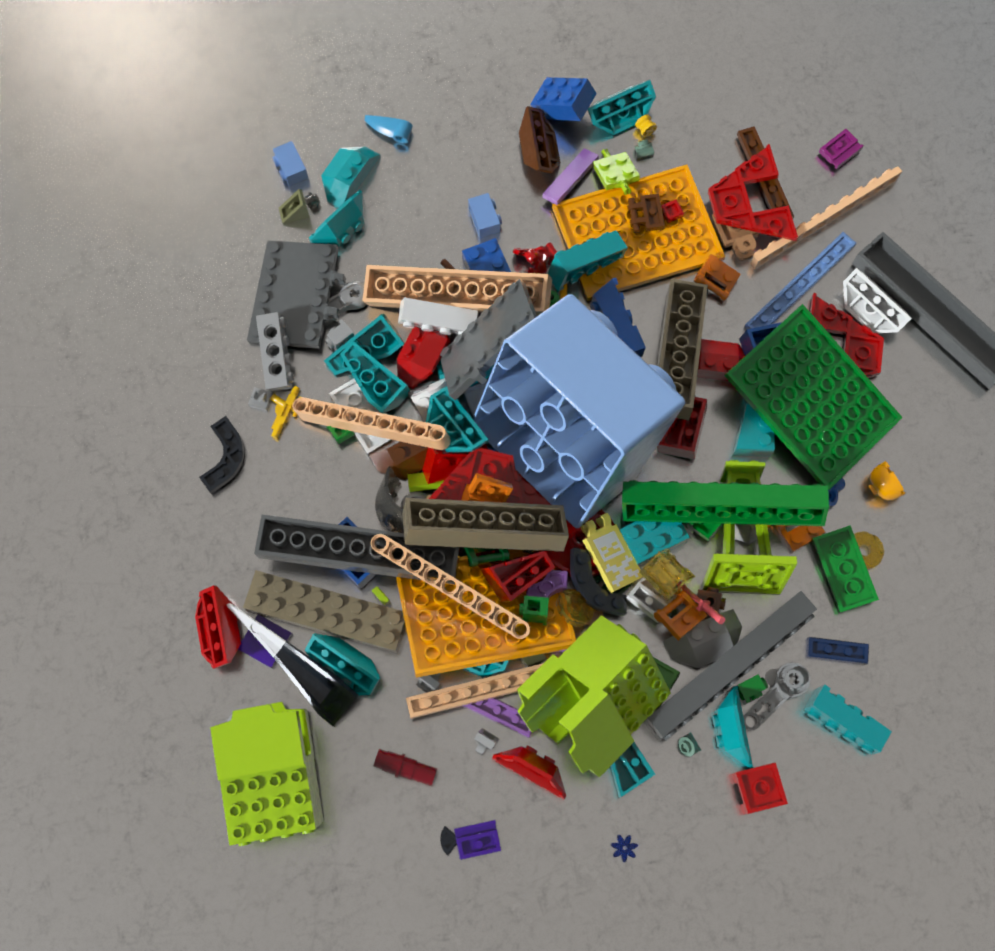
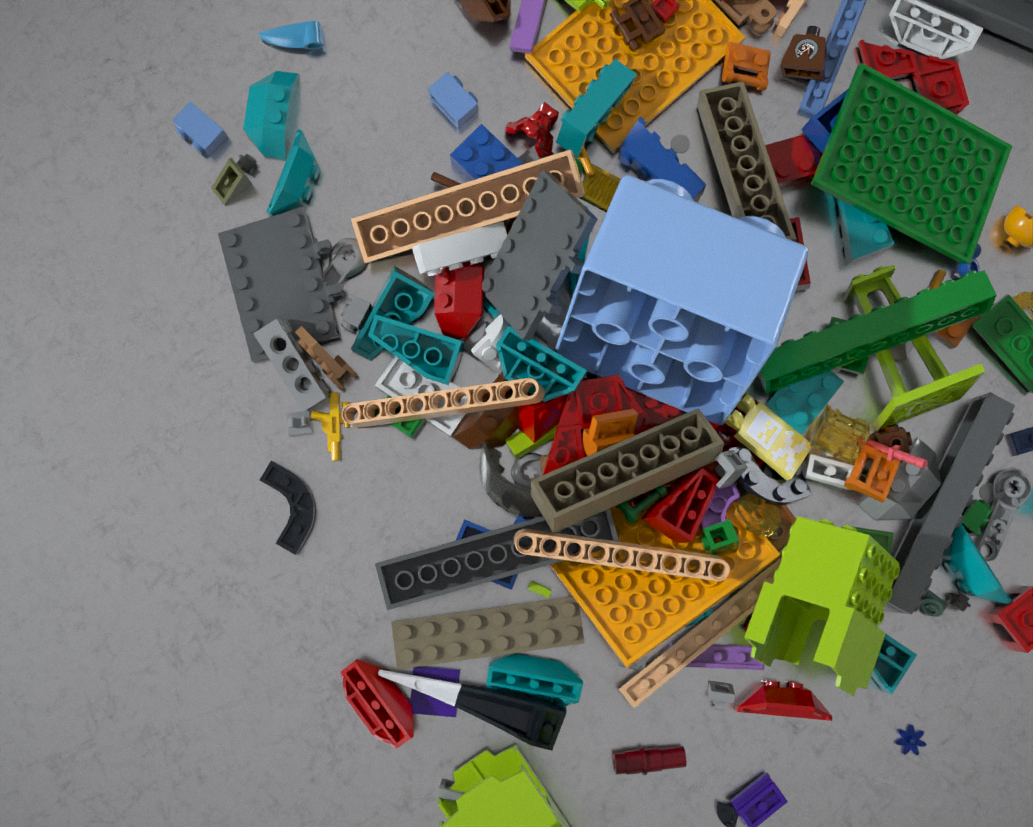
camera: 25 degrees left, 10 degrees up
(302, 366) = (331, 367): none -> medium nougat plate
(567, 562) = (729, 468): none -> light grey panel
(642, 314) = (680, 143): none -> white sticker
(711, 751) = (959, 601): none -> clear smoke plate
(765, 287) = (806, 56): none -> reddish brown torso

